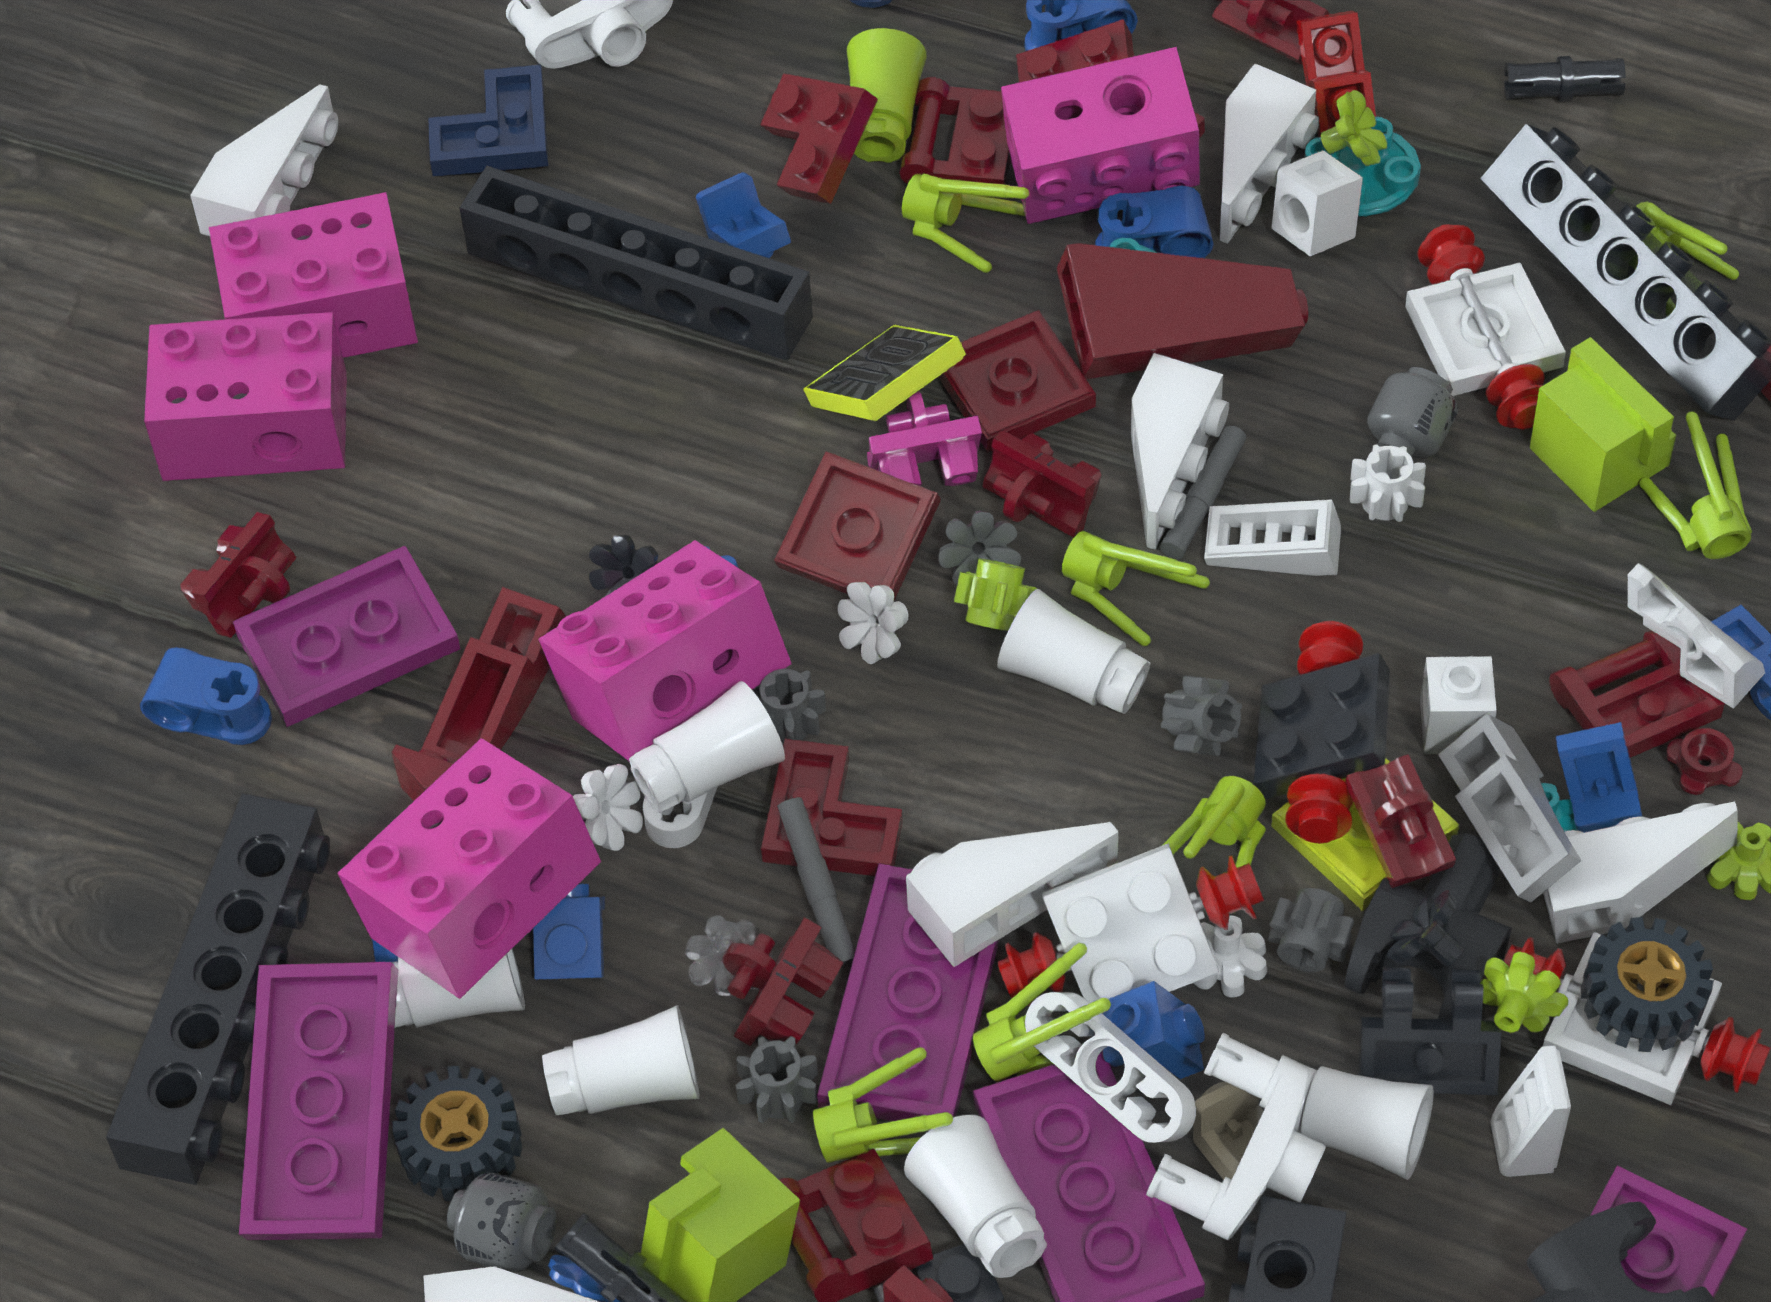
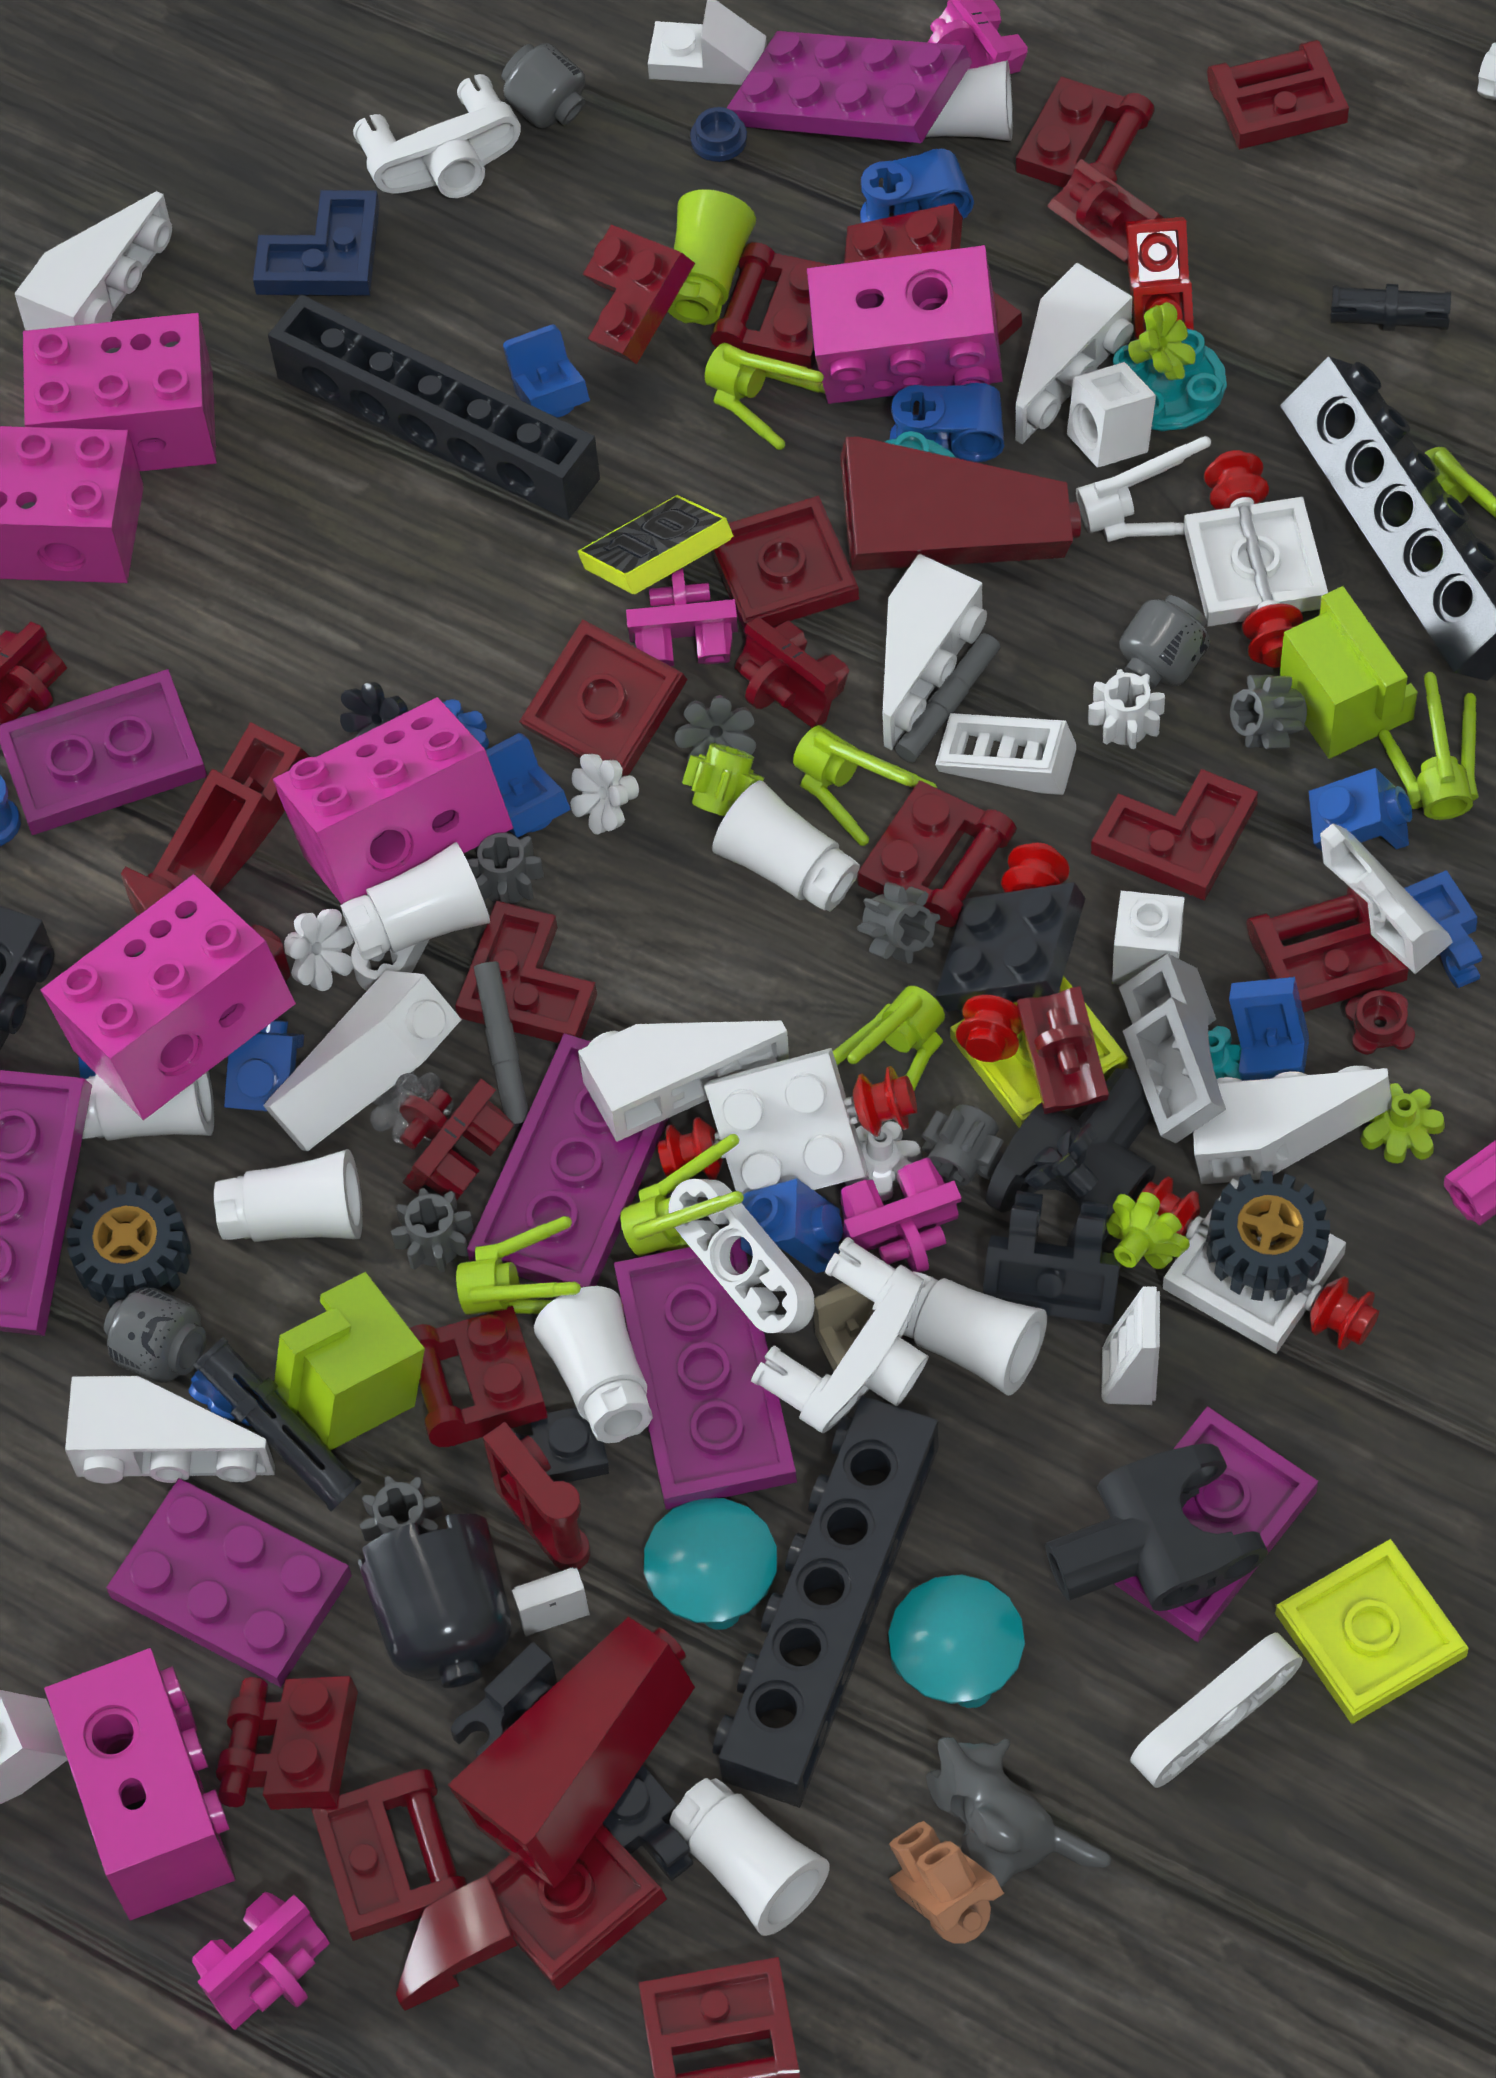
camera: 10 degrees right, 5 degrees up
(675, 909) = (363, 1056): none -> white slope
(803, 628) = (525, 787): none -> blue bracket
(1206, 632) = (923, 839): none -> dark red plate
(1283, 995) = (905, 1226): none -> dark pink hips
(1331, 285) = (1109, 500): none -> white plant
(1468, 613) = (1183, 848): none -> dark red plate
(1530, 470) = (1268, 711): none -> dark grey gear
(1641, 542) = (1364, 806): none -> blue bracket

